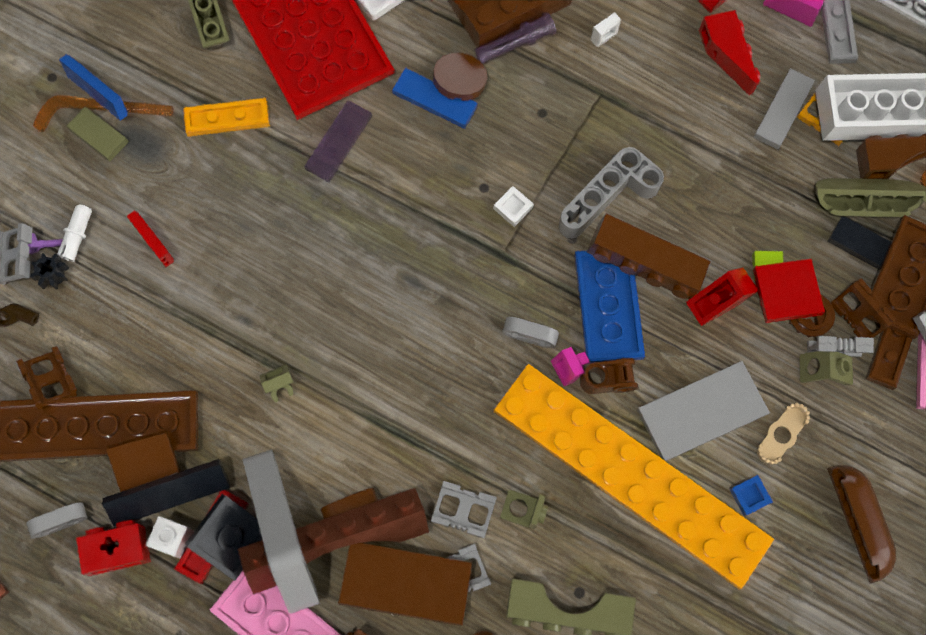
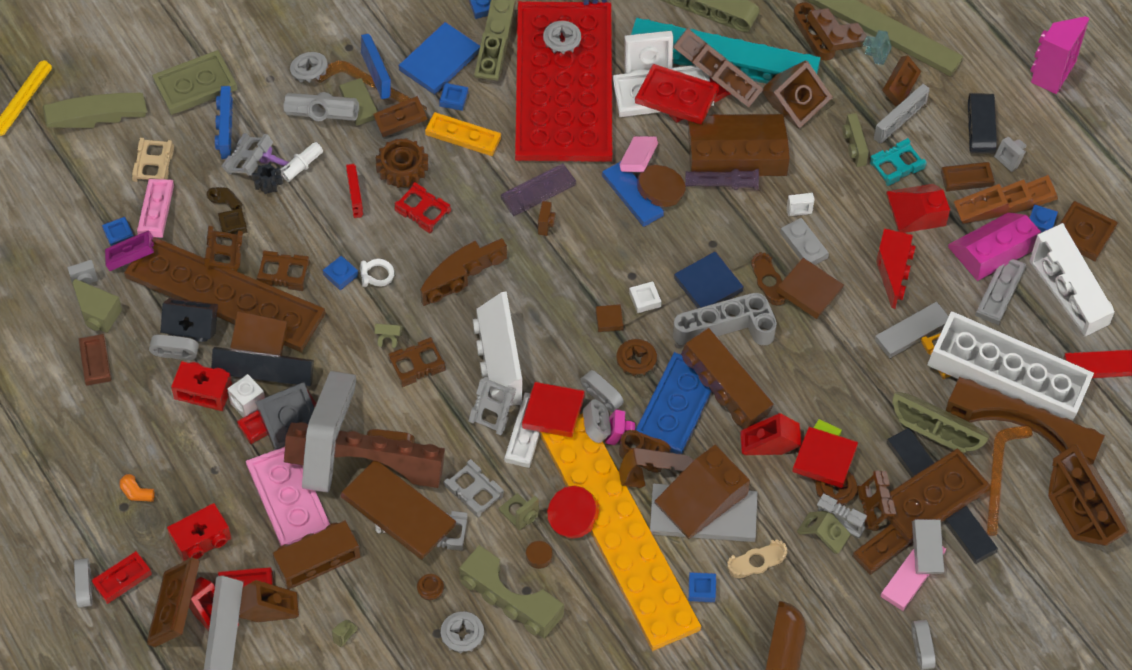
camera: 30 degrees right, 15 degrees down
(12, 122) = (301, 63): none -> light grey gear
(39, 339) = (232, 221): none -> dark brown tile
(55, 481) = (202, 314): none -> black brick
(61, 160) = (308, 106): none -> light grey piece
(127, 375) = (281, 276): none -> reddish brown piece
(151, 130) = (400, 116): none -> reddish brown plate
(154, 44) = (439, 58): none -> blue tile
(178, 168) = (402, 162): none -> reddish brown gear
(187, 338) = (340, 272): none -> blue plate
(193, 80) = (453, 96): none -> blue tile
(220, 331) = (364, 267): none -> white piece
(229, 228) = (417, 212): none -> red piece
(306, 279) = (453, 272): none -> reddish brown slope
(332, 403) = (420, 368): none -> reddish brown piece
(366, 169) = (546, 218): none -> reddish brown plate
(406, 346) = (498, 347): none -> white slope
(419, 53) = (638, 154): none -> bright pink tile
(445, 409) = (484, 401): none -> light grey piece
(479, 414) = (523, 441): none -> white tile
(490, 246) = (609, 318): none -> reddish brown tile
(497, 381) = (553, 409): none -> red tile
(540, 263) = (641, 349): none -> reddish brown gear
(546, 370) = (596, 421): none -> light grey beam
(564, 157) = (708, 281): none -> dark blue tile
(570, 547) = (539, 554): none -> reddish brown tile
(581, 484) = (573, 512): none -> red tile
(606, 114) = (763, 267): none -> reddish brown piece
(613, 400) = (643, 456): none -> reddish brown piece
(630, 68) = (804, 242): none -> light grey plate
(666, 115) = (810, 288): none -> reddish brown tile
(697, 394) = (703, 492): none -> reddish brown slope

